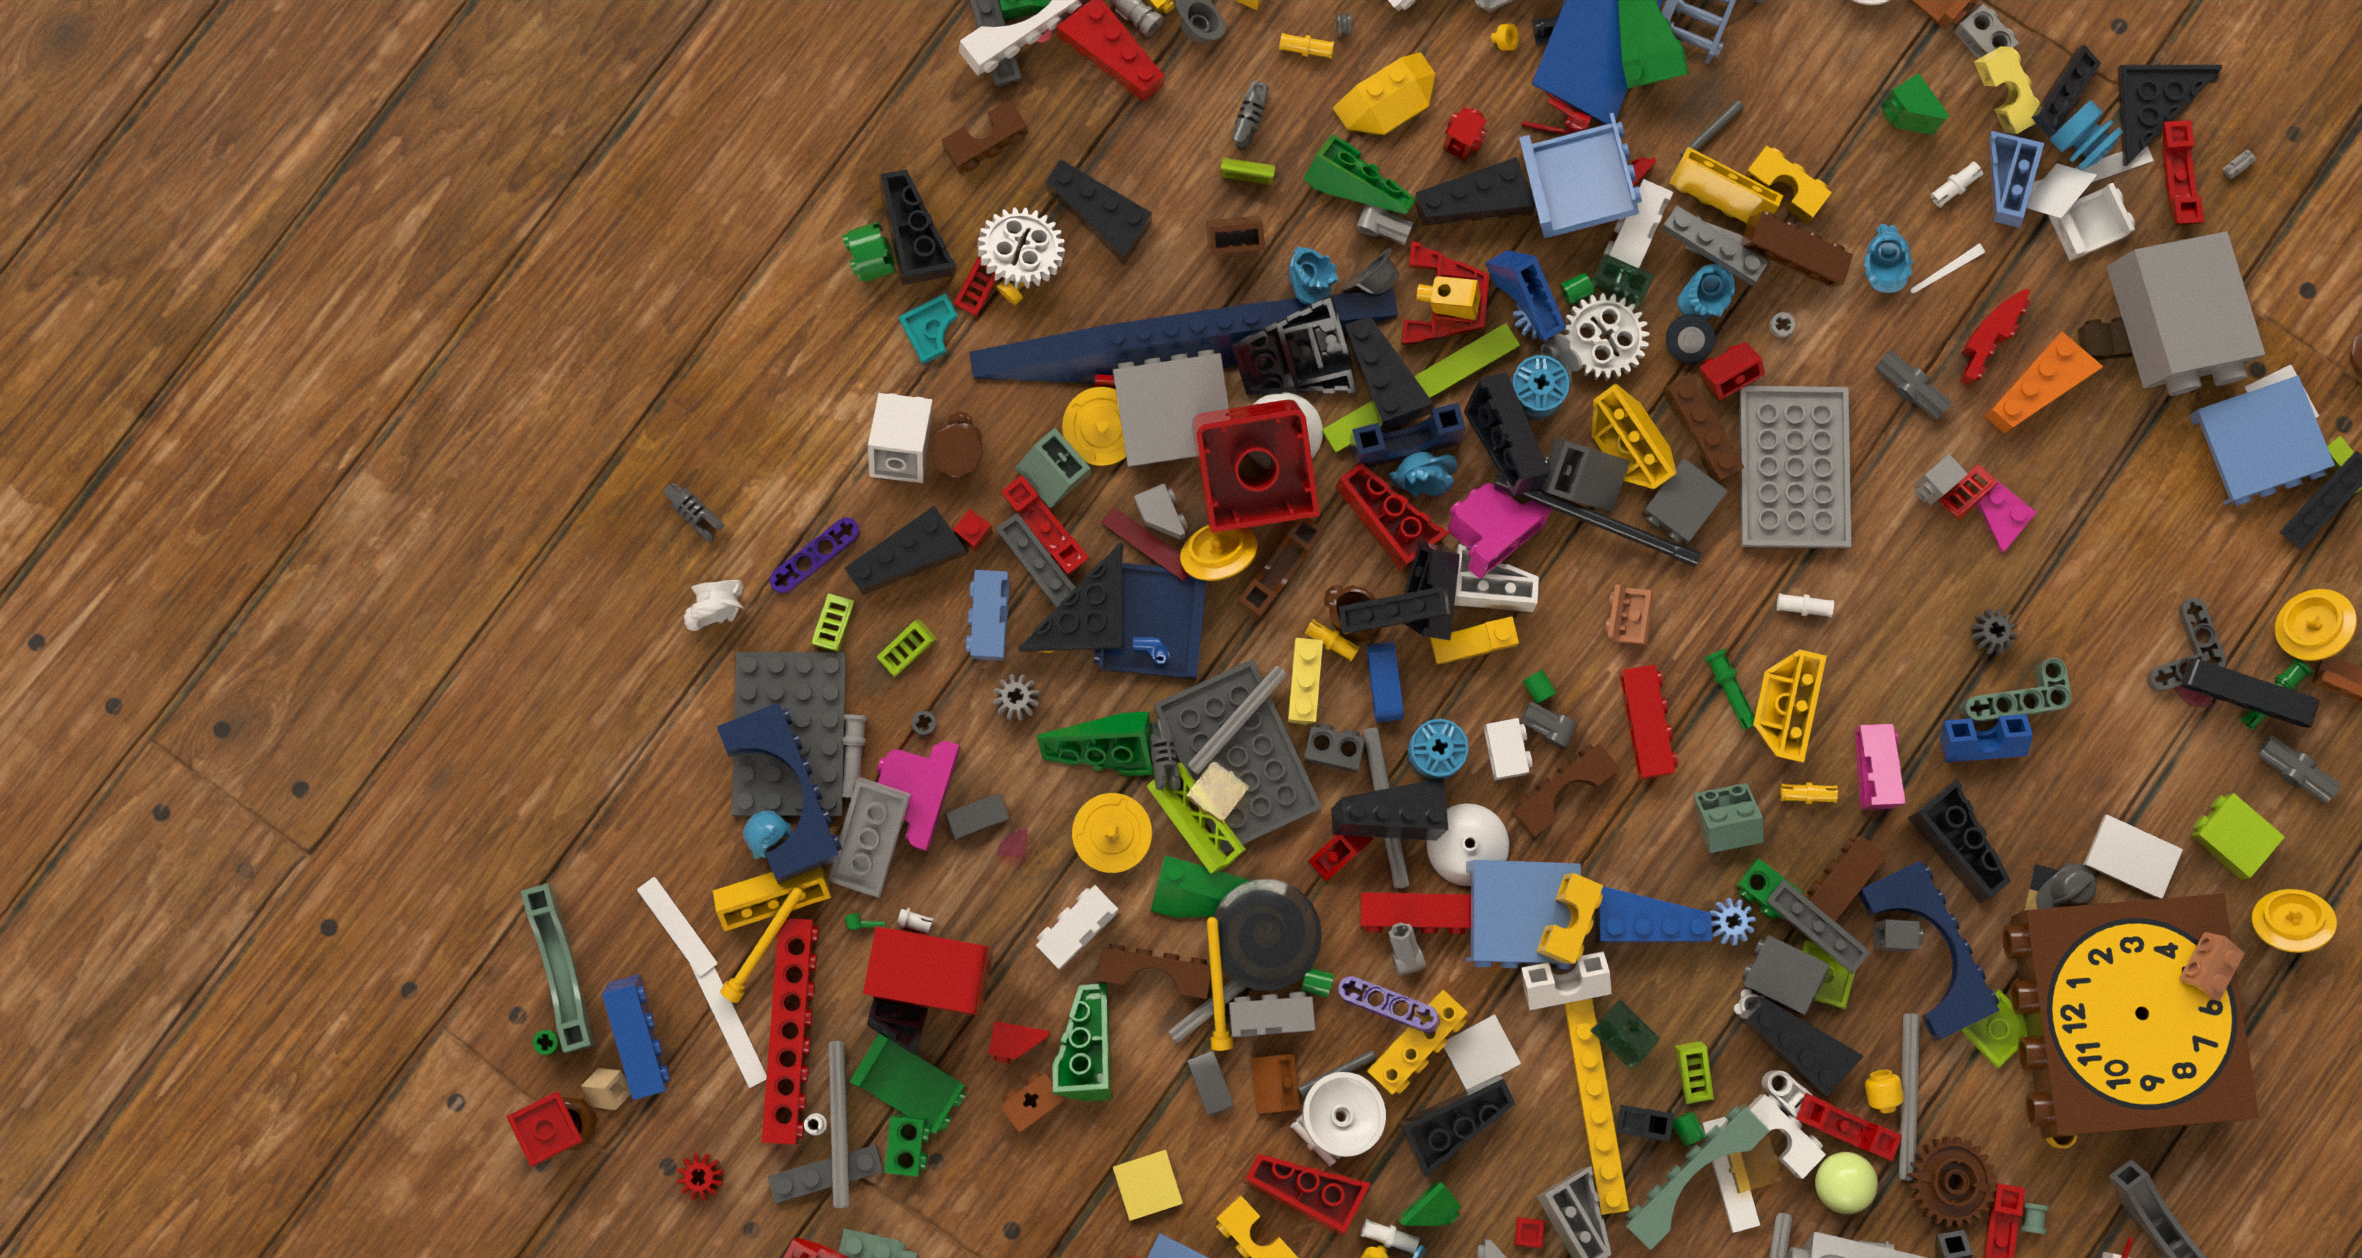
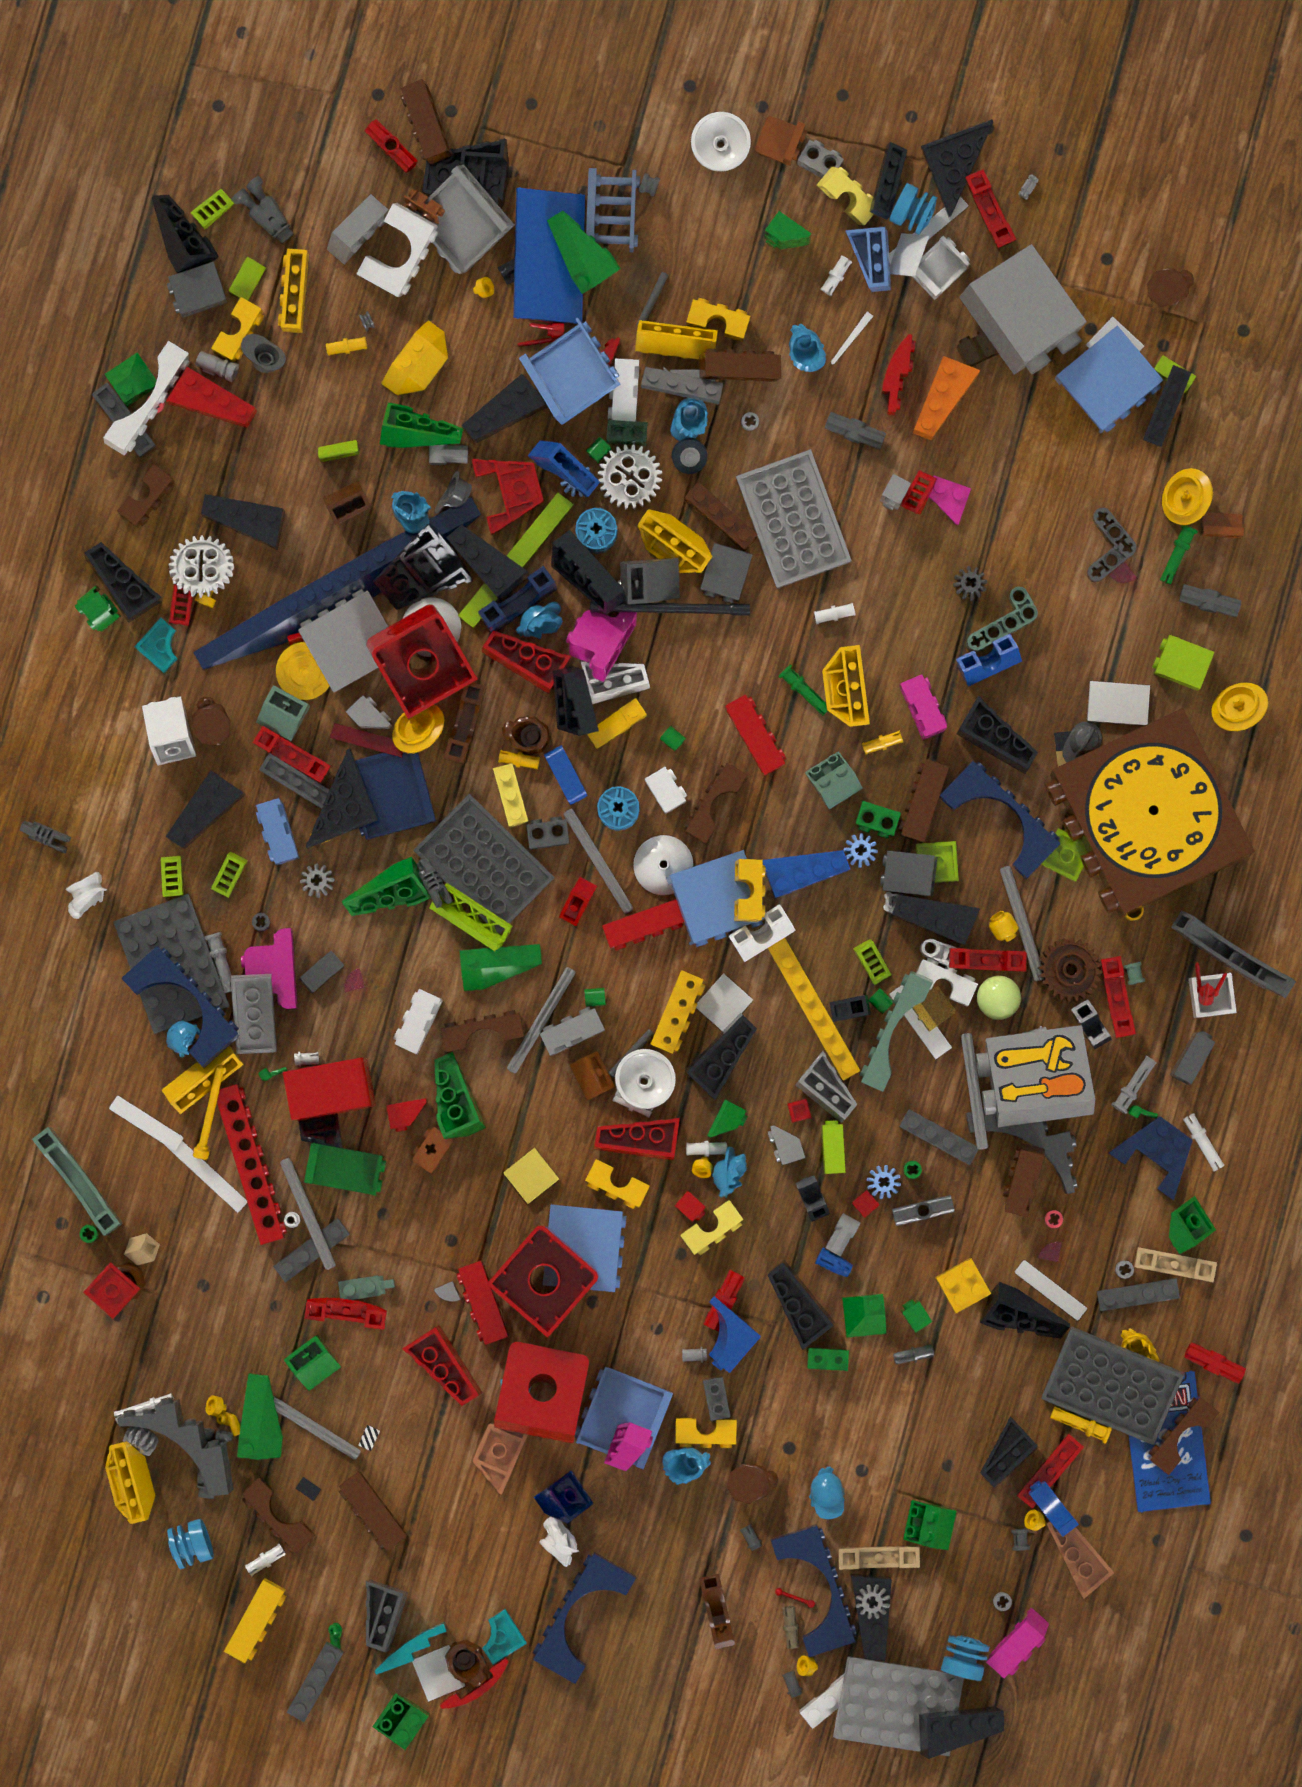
camera: 15 degrees left, 5 degrees up
(635, 1036) = (147, 1206): blue wedge -> none
(709, 1177) = (234, 1281): red gear -> none
(818, 559) = (139, 833): dark purple beam -> none
(899, 1143) = (353, 1211): green brick -> none
(972, 530) = (243, 776): red brick -> none
(1112, 832) = (417, 948): yellow piece -> none
(1153, 646) = (398, 810): blue arm -> none
(1210, 1083) = (548, 1092): dark grey slope -> none
(1217, 791) = (478, 893): clear yellow piece -> none
(1221, 1037) = (544, 1059): yellow piece -> none
(1237, 720) = (474, 839): light grey axle -> none
(1250, 114) = (325, 410): dark grey hinge -> none
(1267, 934) = (547, 978): dish -> none
(1388, 1005) = (648, 990): beam -> none
(1394, 610) = (552, 725): black plate -> none
(1397, 812) = (606, 862): black wedge -> none
(1407, 953) = (647, 954): light grey piece -> none
(1461, 300) = (520, 490): yellow torso -> none
(1465, 133) = (480, 369): red brick -> none
(1555, 727) = (694, 763): dark grey piece -> none
(1560, 350) = (600, 499): light grey plate -> none
(1625, 1034) = (815, 954): clear green brick -> none
(1630, 615) = (716, 666): nougat bracket -> none
(1732, 370) = (726, 468): red brick -> none
(1817, 926) = (918, 832): dark grey plate -> none
(1897, 935) = (975, 818): dark grey brick -> none
(2212, 965) = (1189, 760): nougat bracket -> none
(2250, 693) = (1157, 561): black beam -> none

